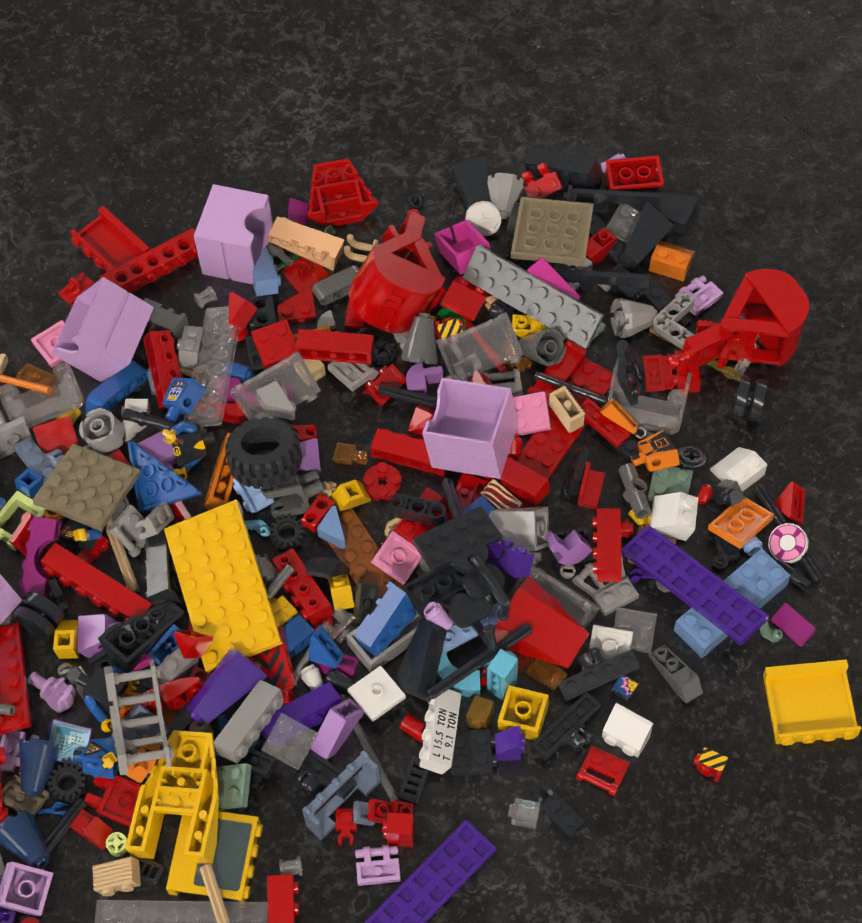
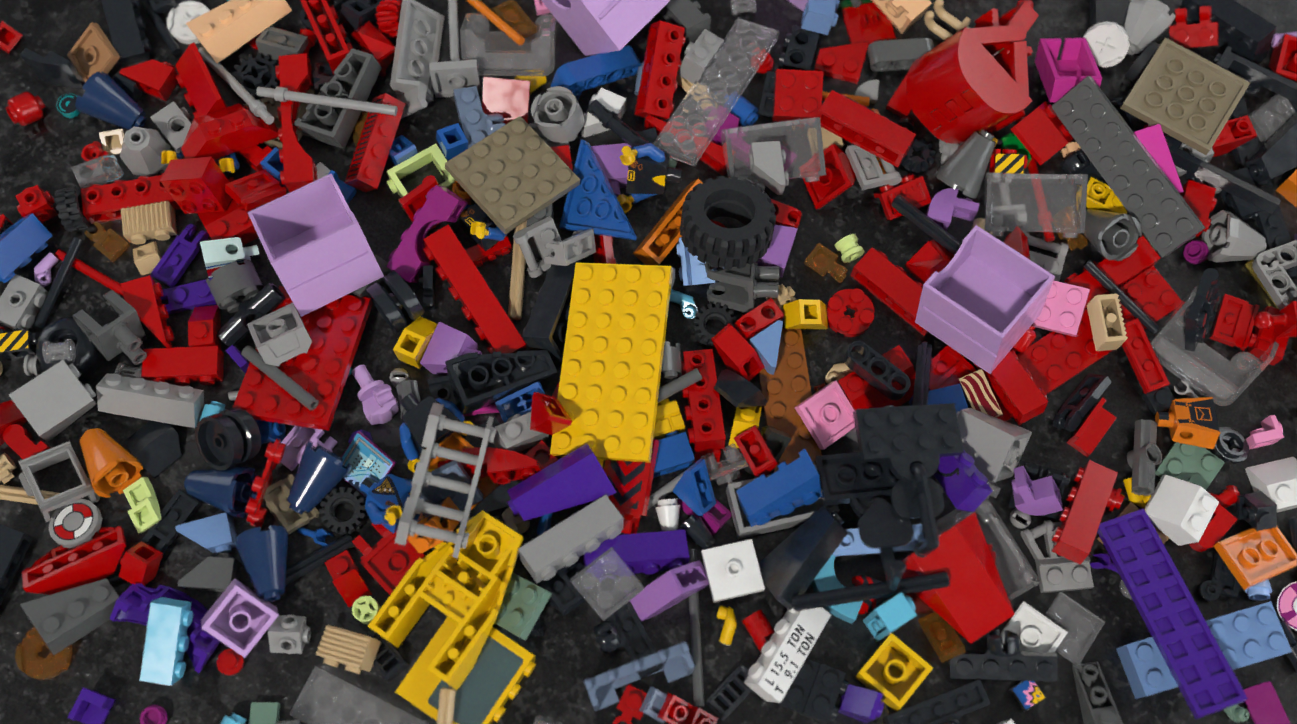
camera: 20 degrees right, 10 degrees up
(66, 886) = (288, 634): none -> light grey brick
(182, 397) = (663, 114): blue torso -> none
(240, 311) = (774, 38): red slope -> none
(312, 542) = (737, 353): none -> red slope
(330, 392) = (837, 179): none -> red slope
(356, 603) = (756, 452): none -> red slope
(362, 437) = (849, 248): none -> yellowish green wheel
(392, 735) = (729, 626): none -> yellow arm
(435, 613) = (843, 512): lavender cone -> none
(480, 713) = (842, 648): pearl gold brick -> none
(598, 300) = (1201, 201): none -> red slope
(610, 336) = (1196, 252): none -> magenta plate
(617, 414) = (1164, 353): orange slope -> none
(705, 515) = (1217, 527): none -> red leg
(713, 440) = (1267, 435): none -> bright pink bracket

